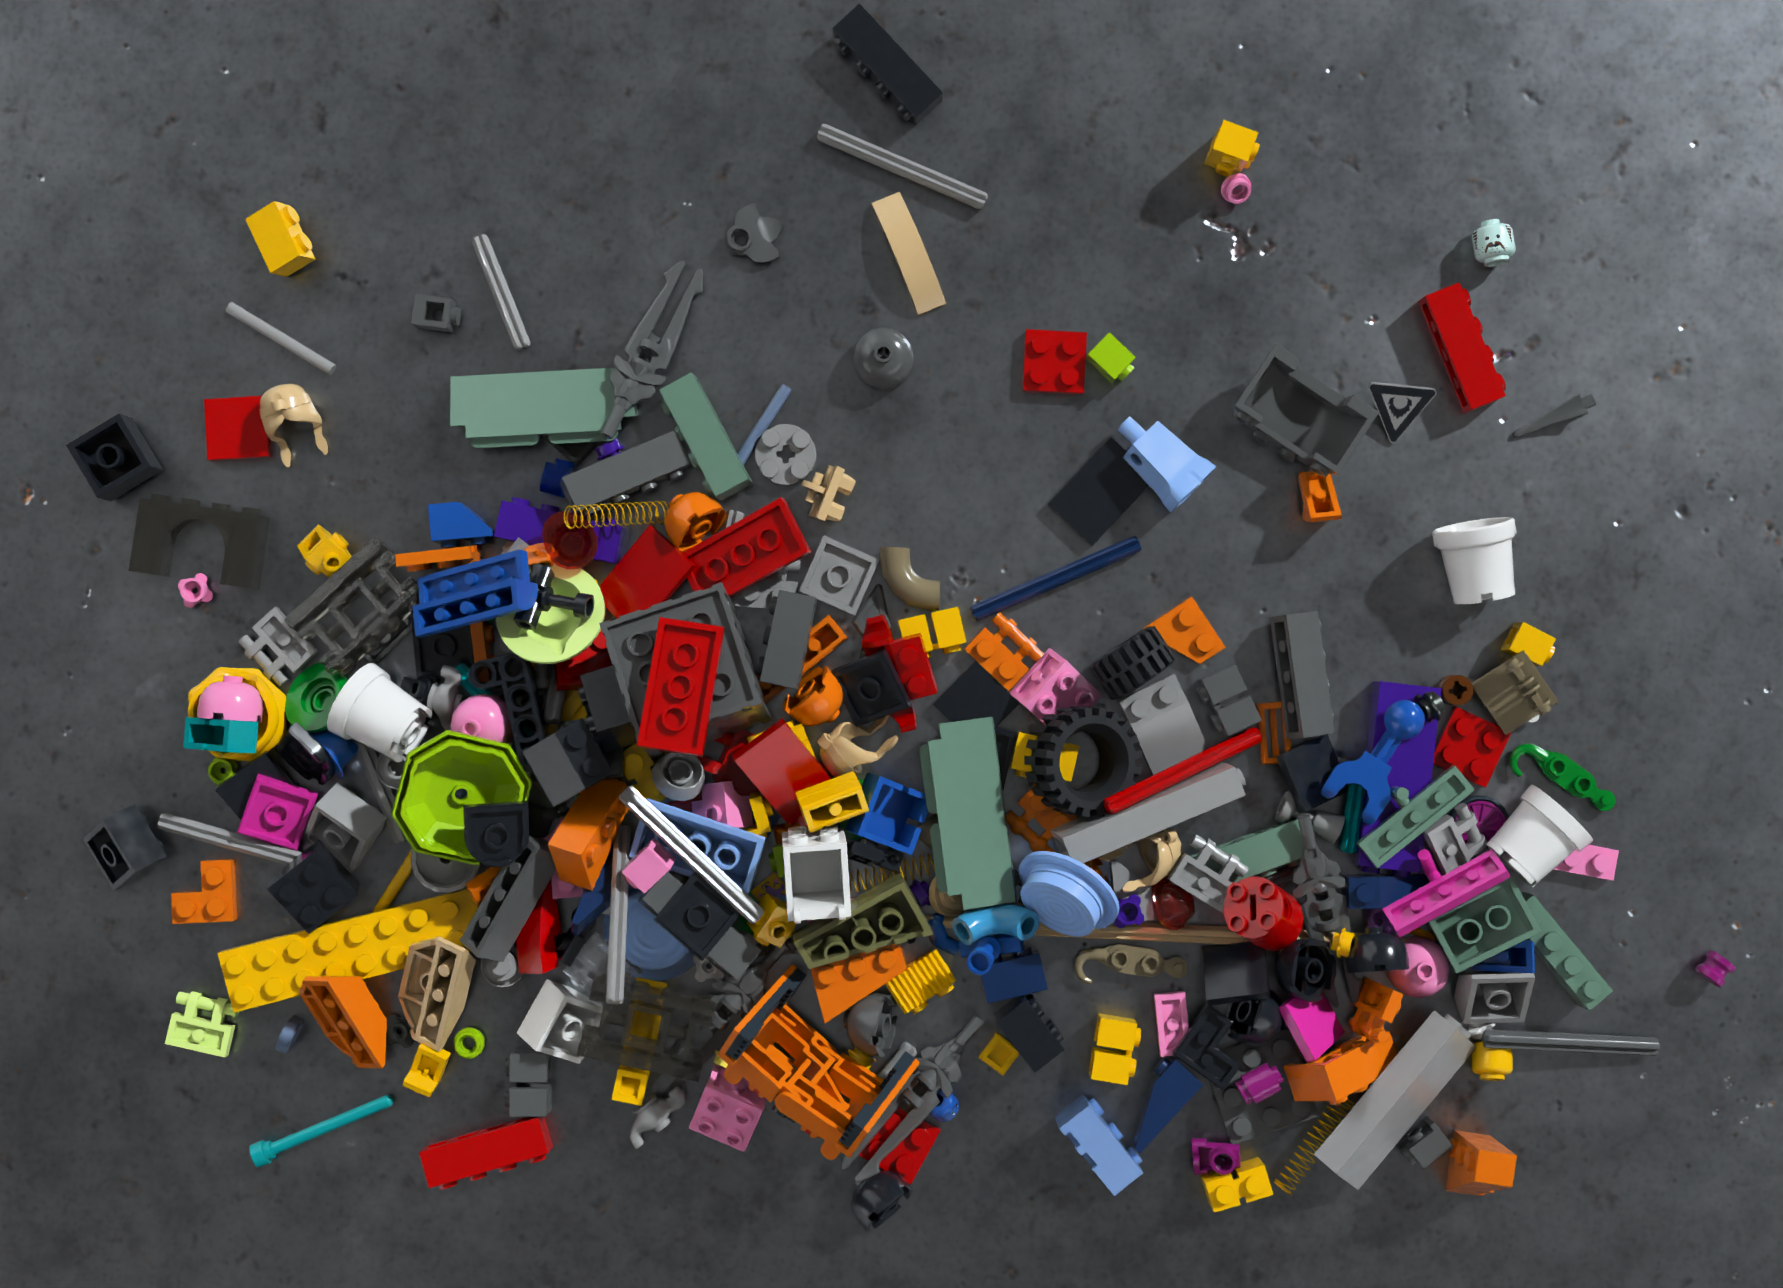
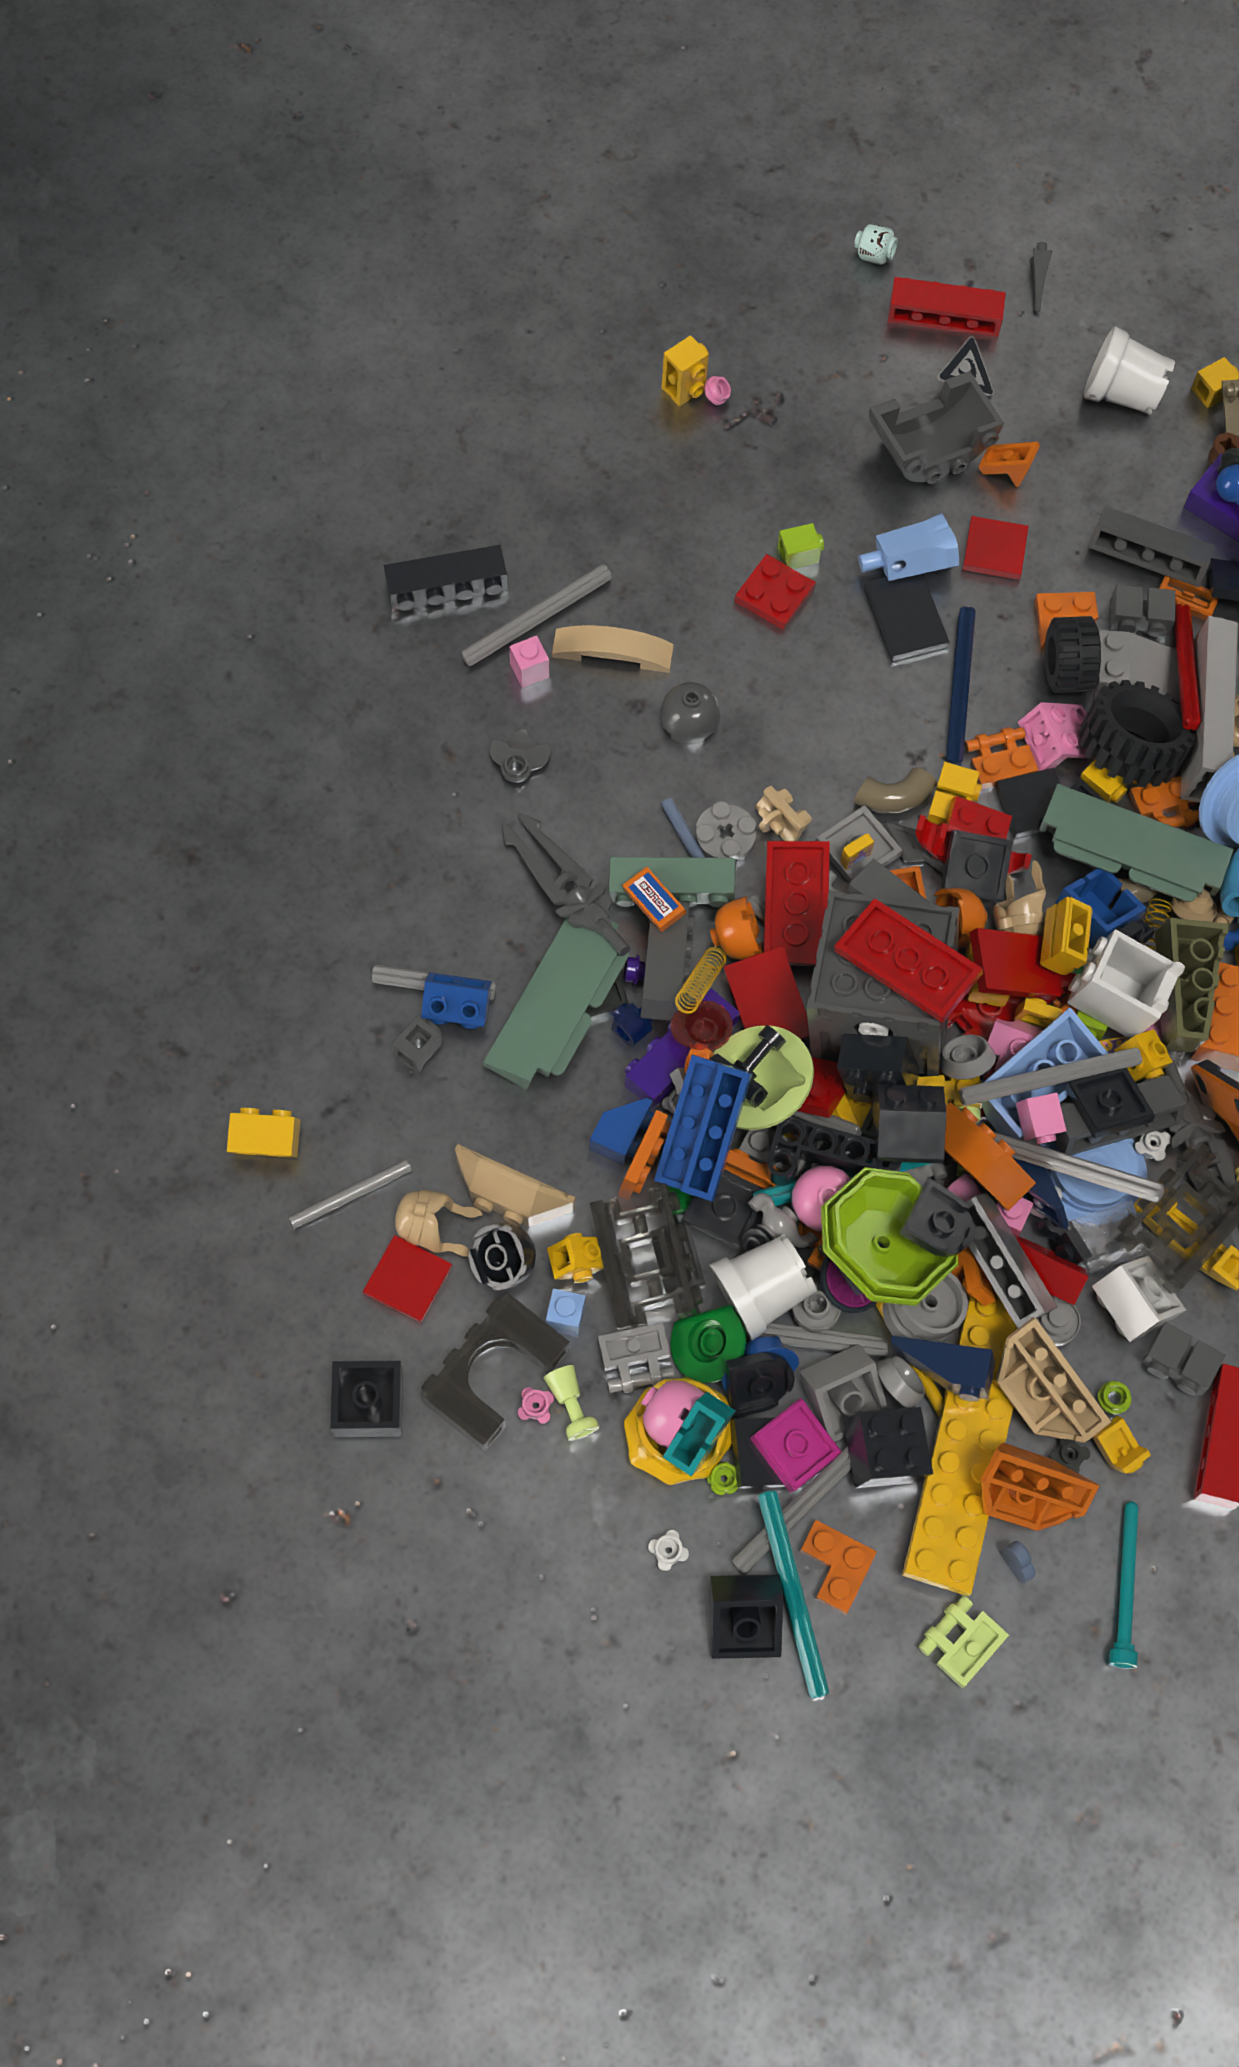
camera: 70 degrees left, 20 degrees down
(134, 763) = (672, 1541): none -> white plate
(160, 874) = (793, 1594): none -> teal axle
(217, 608) = (566, 1391): none -> yellowish green piece
(277, 570) = (566, 1312): none -> light blue brick
(290, 493) = (502, 1255): none -> black cylinder
(352, 462) = (509, 1191): none -> tan wedge
(373, 867) = (901, 1381): none -> light grey hat
(400, 902) = (958, 1368): none -> dark blue slope
(489, 321) = (456, 1000): none -> blue brick
(667, 432) = (654, 899): none -> tile
(821, 578) = (856, 851): none -> yellow tile
(845, 189) = (529, 661): none -> bright pink brick
(1221, 533) = (995, 547): none -> red tile

